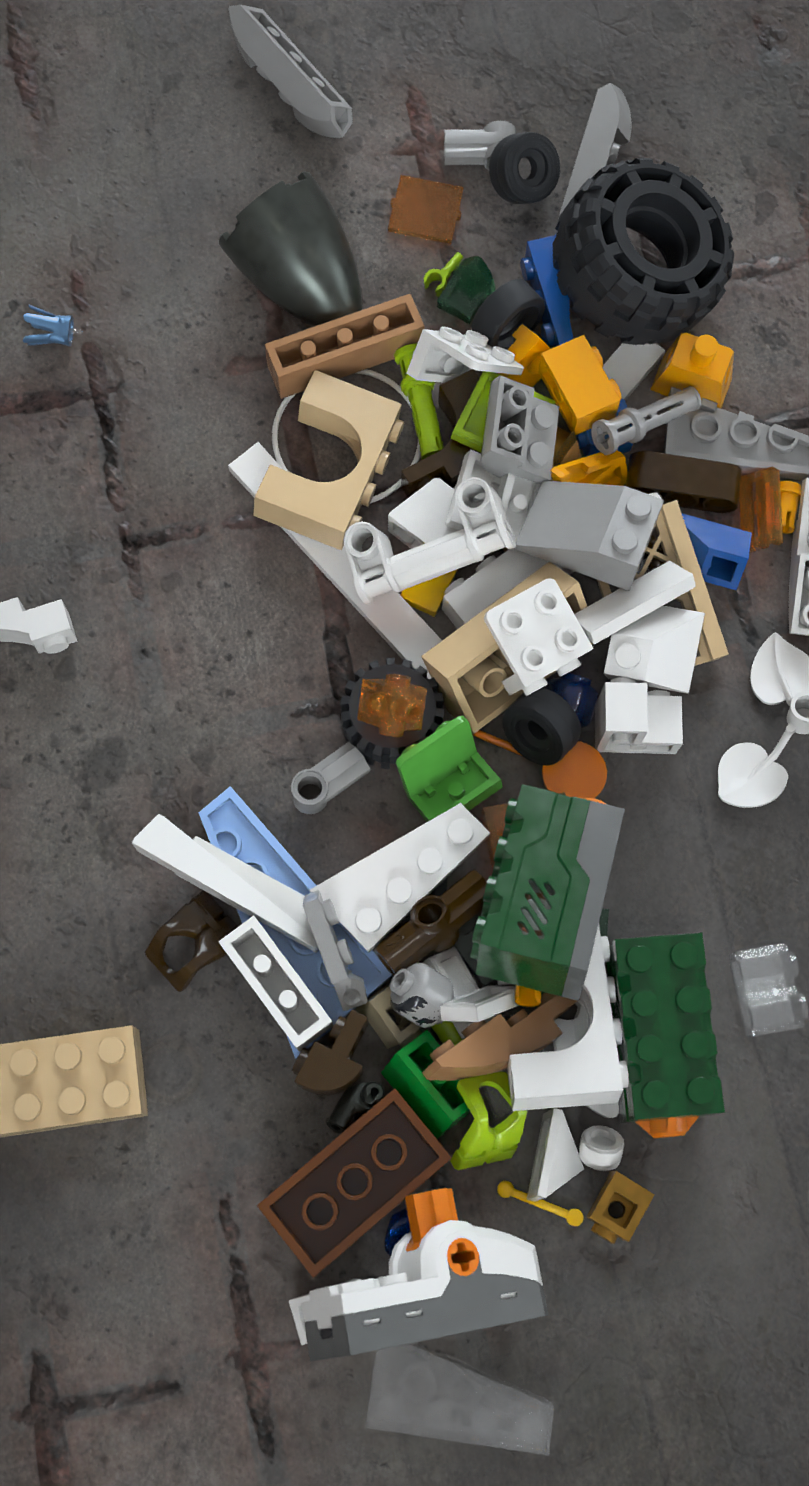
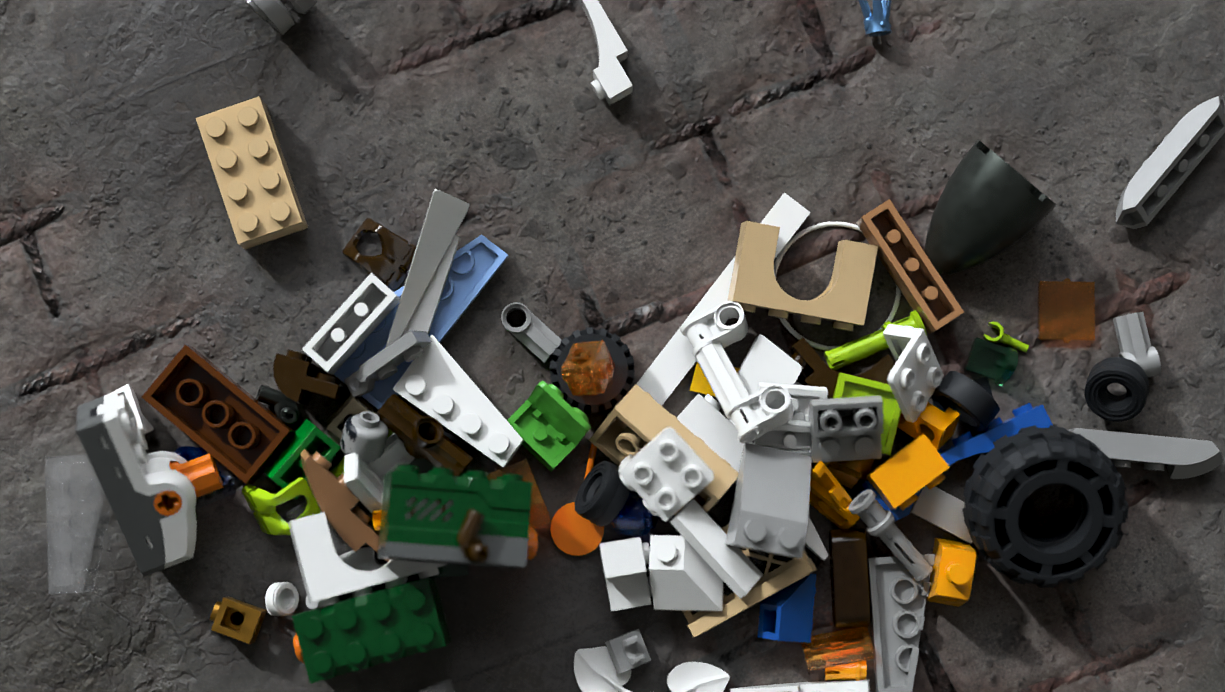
camera: 80 degrees right, 10 degrees up
(555, 1156) = (264, 565): white slope -> none
(573, 1216) = (228, 586): yellow hinge -> none
(582, 865) = (469, 539): none -> dark brown arm
(729, 740) = (628, 651): none -> light grey tile

